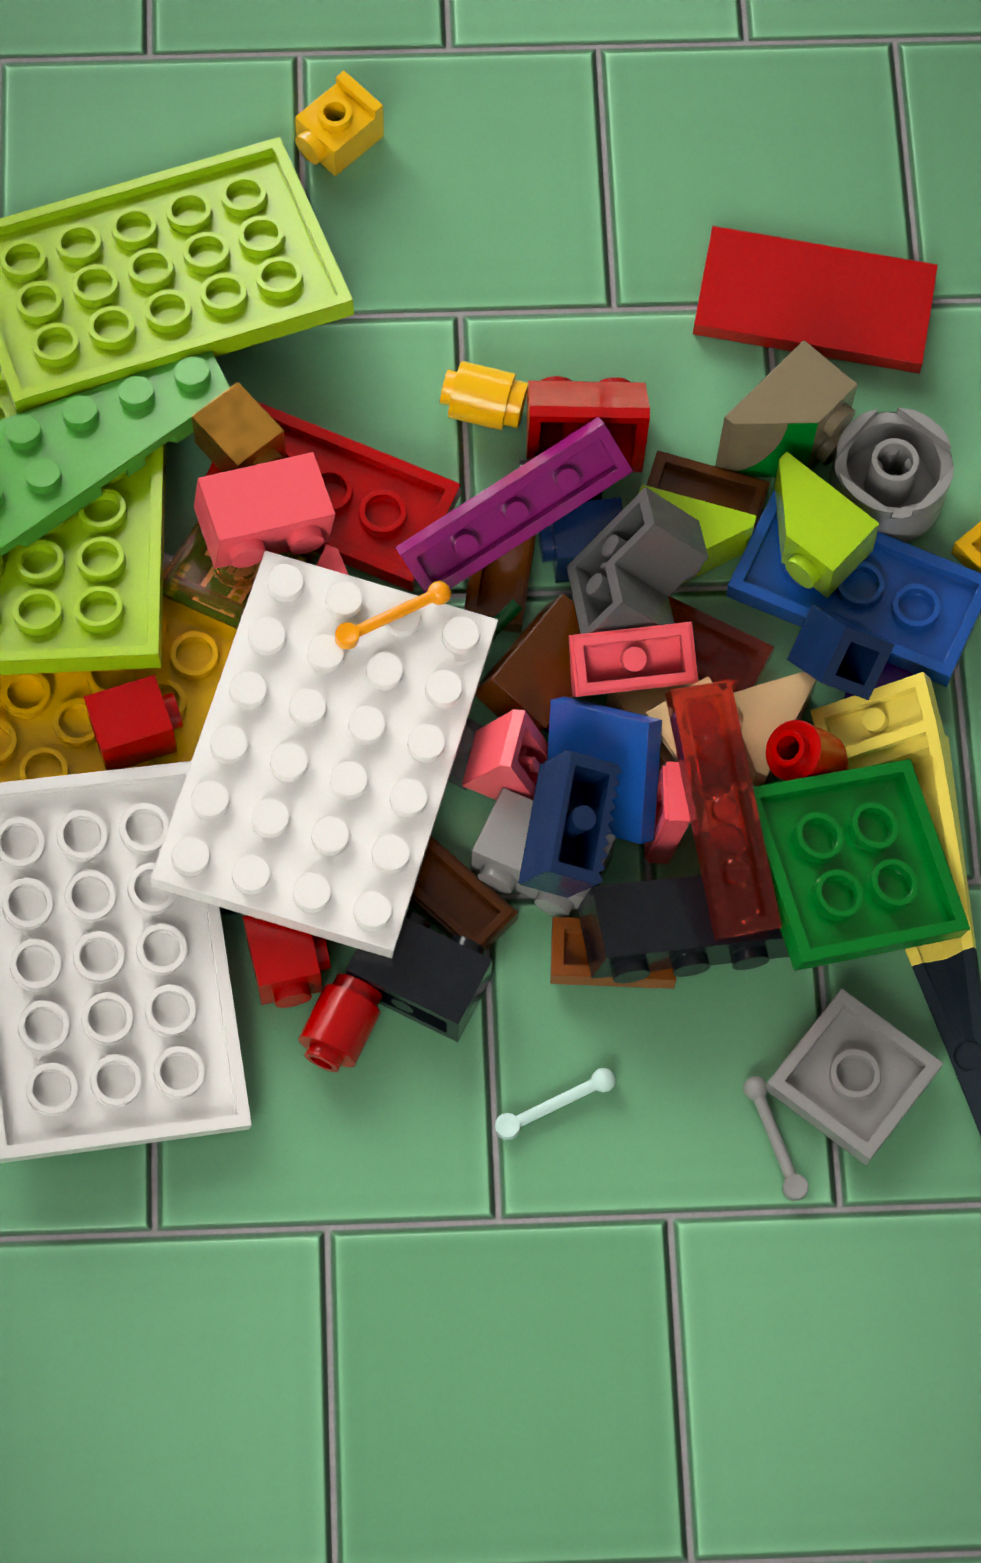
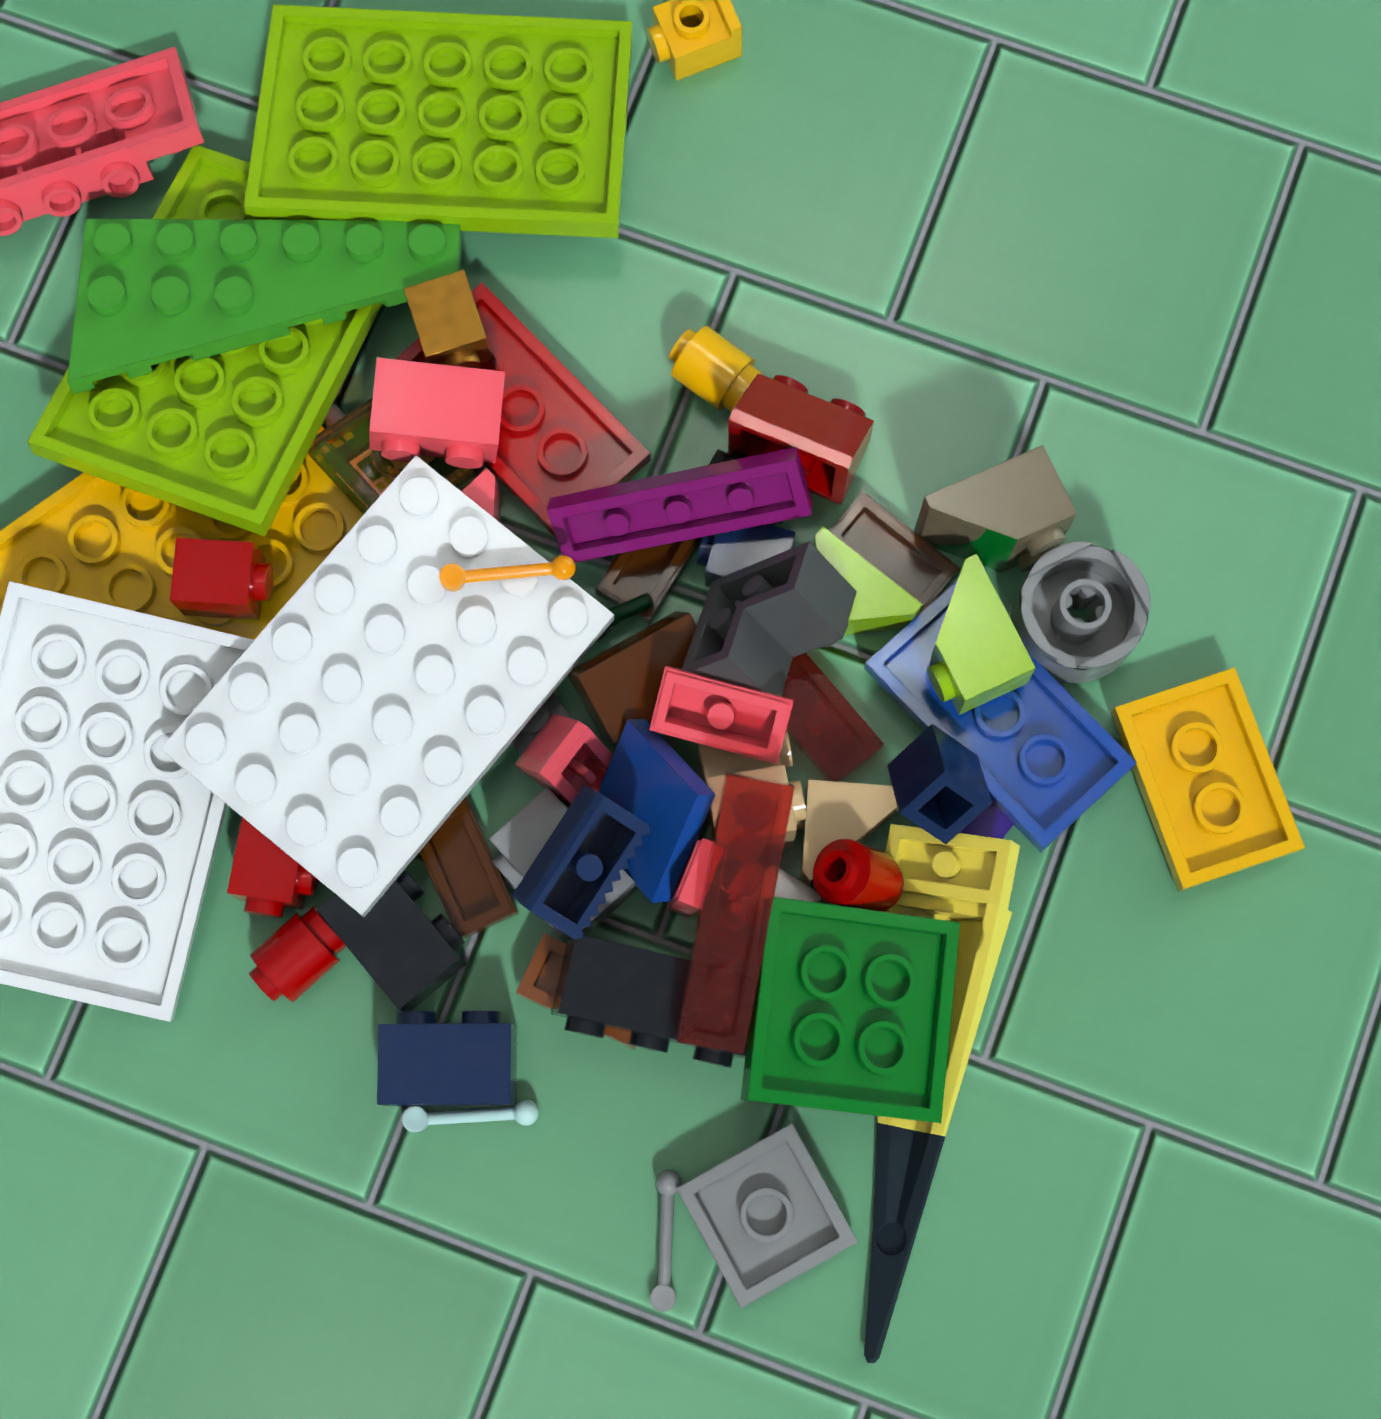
camera: 30 degrees right, 10 degrees up
(517, 1059) = (448, 1061): none -> dark blue brick
(830, 296) = (1094, 391): red tile -> none

